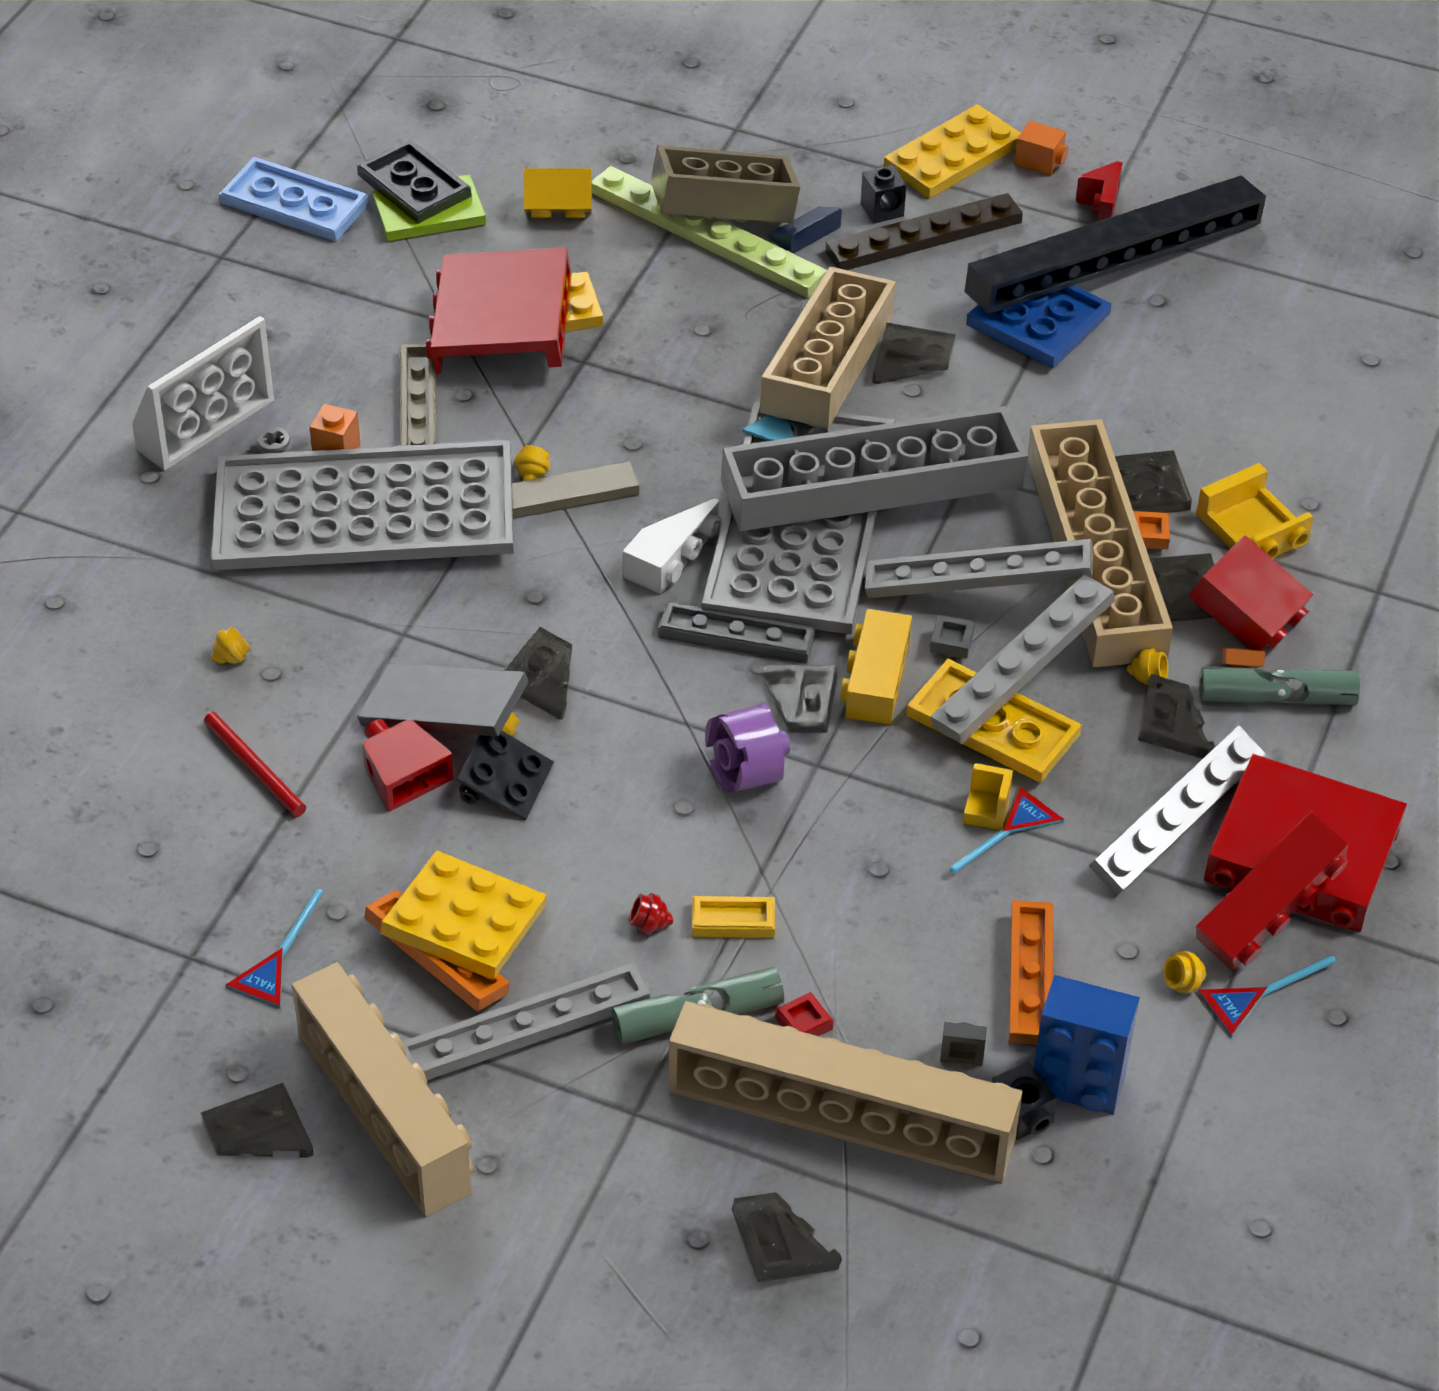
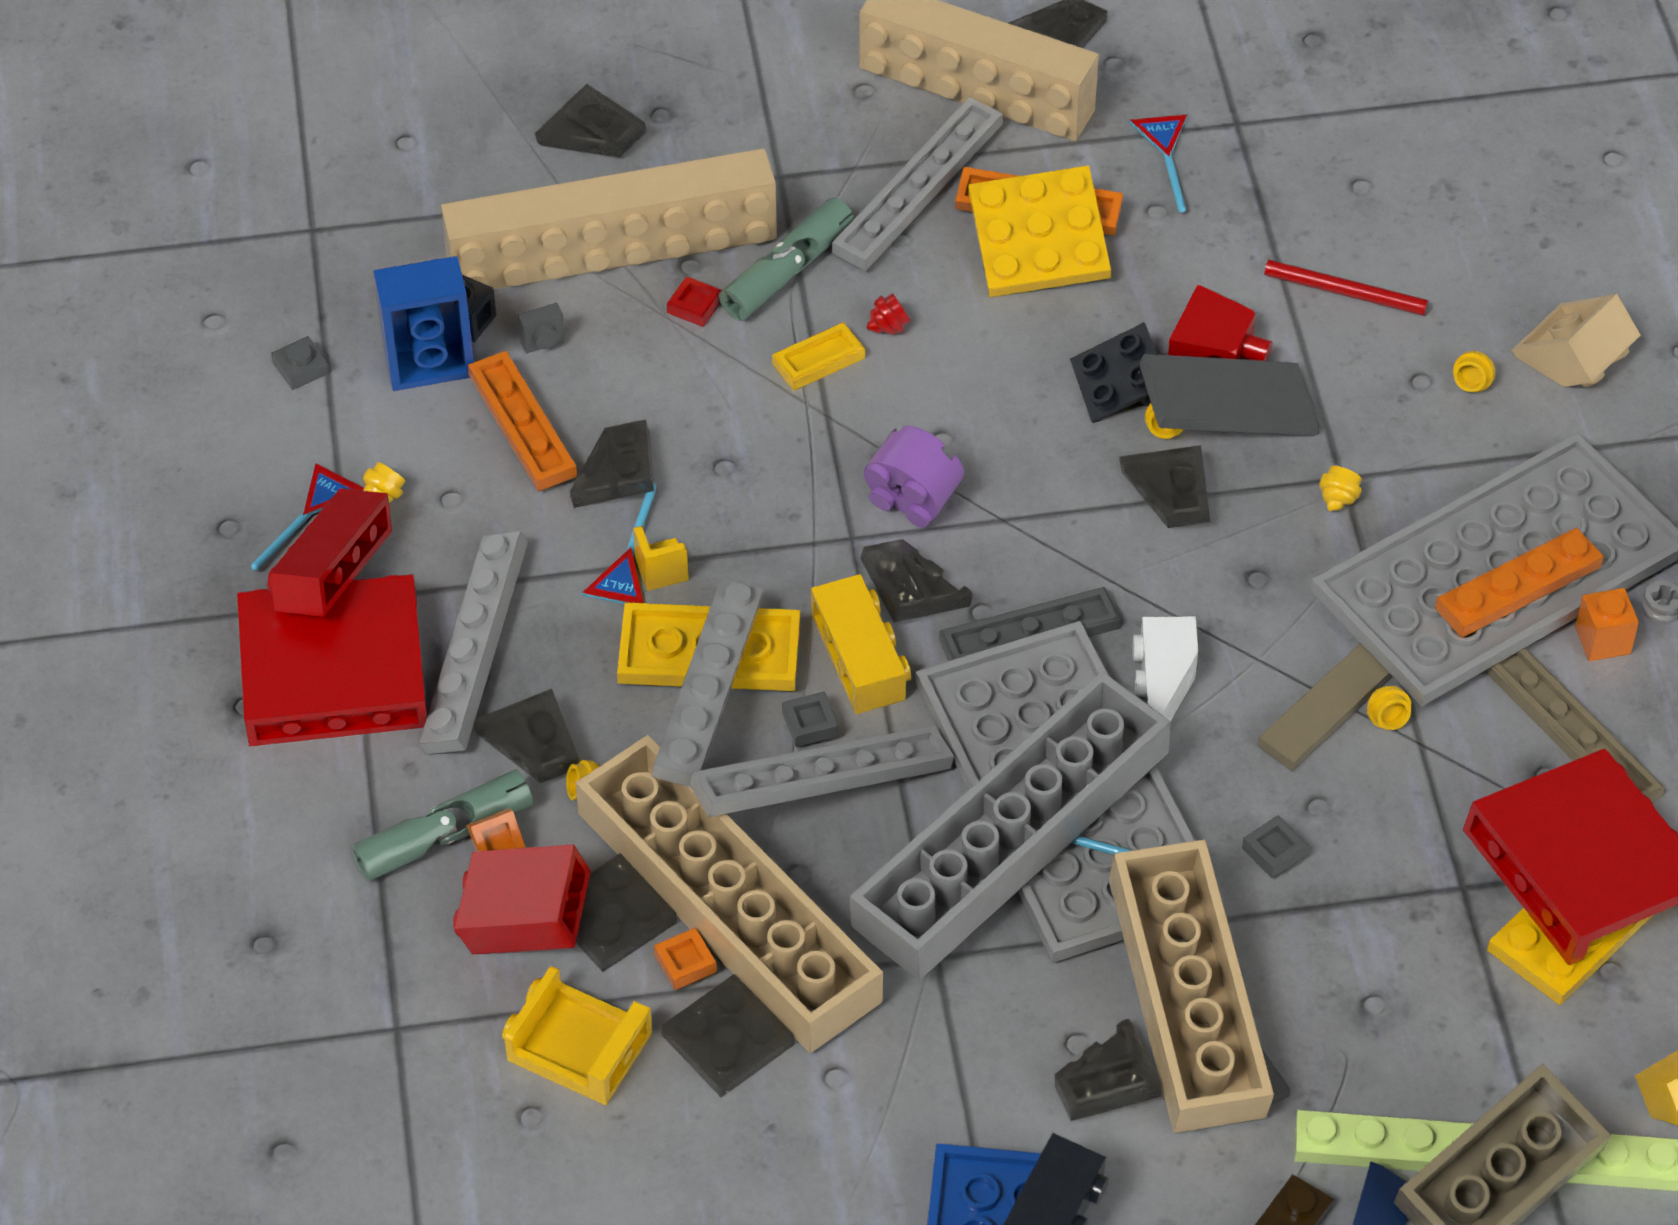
camera: 150 degrees right, 5 degrees up
(134, 628) = (1579, 340): none -> tan slope
(371, 472) = (1519, 582): none -> orange plate
(418, 613) = (1340, 487): none -> yellow plate
(690, 420) = (1275, 846): none -> dark grey plate
(972, 896) = (617, 466): none -> clear smoke wing
(1200, 1133) = (300, 363): none -> dark grey plate

